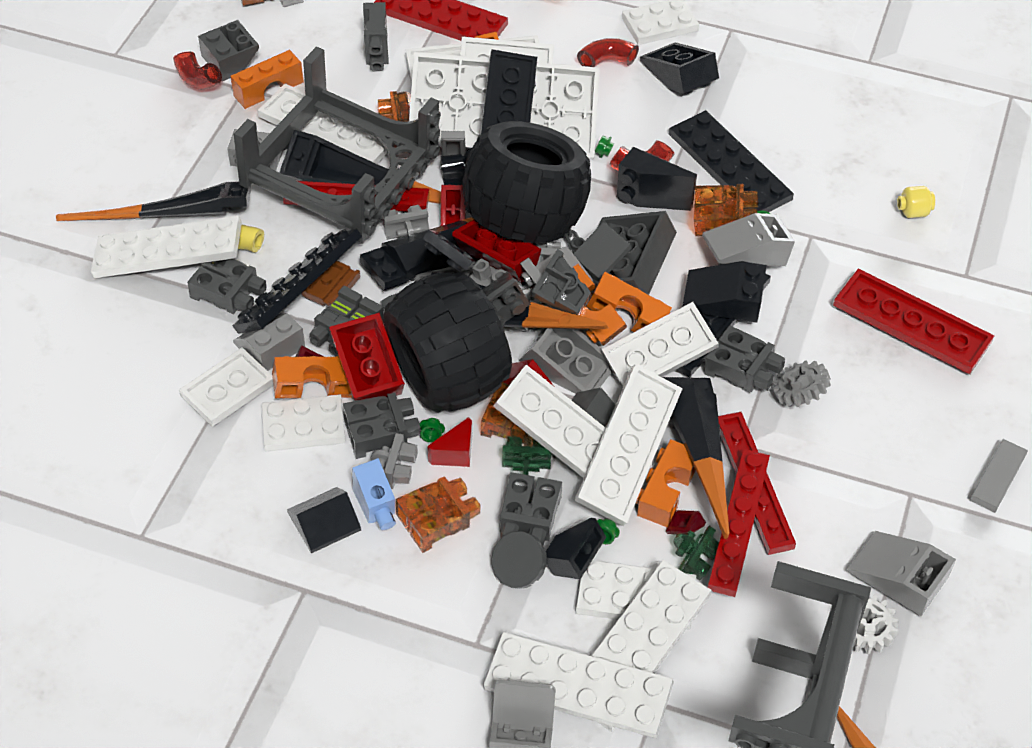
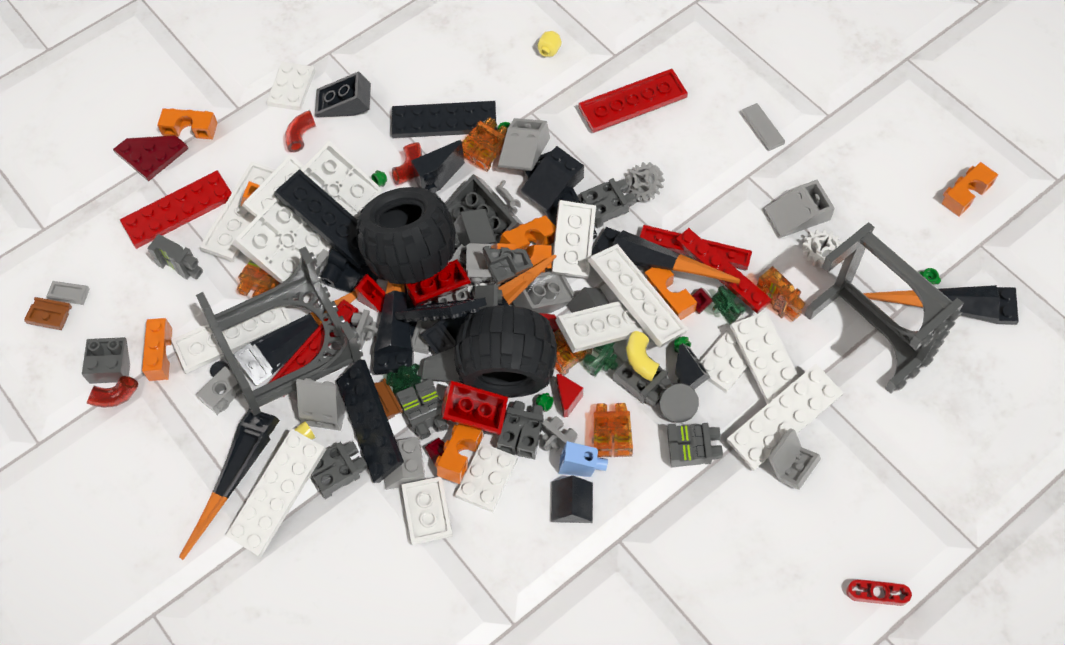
camera: 55 degrees left, 10 degrees up
(284, 228) = (320, 404): none -> light grey slope
(368, 284) = (404, 378): none -> clear green hips
(474, 603) = (692, 444): none -> dark grey hips
(543, 479) = (638, 357): none -> light yellow cylinder
(670, 276) = (513, 202): none -> light grey piece
(750, 602) = (783, 294): none -> clear orange hips

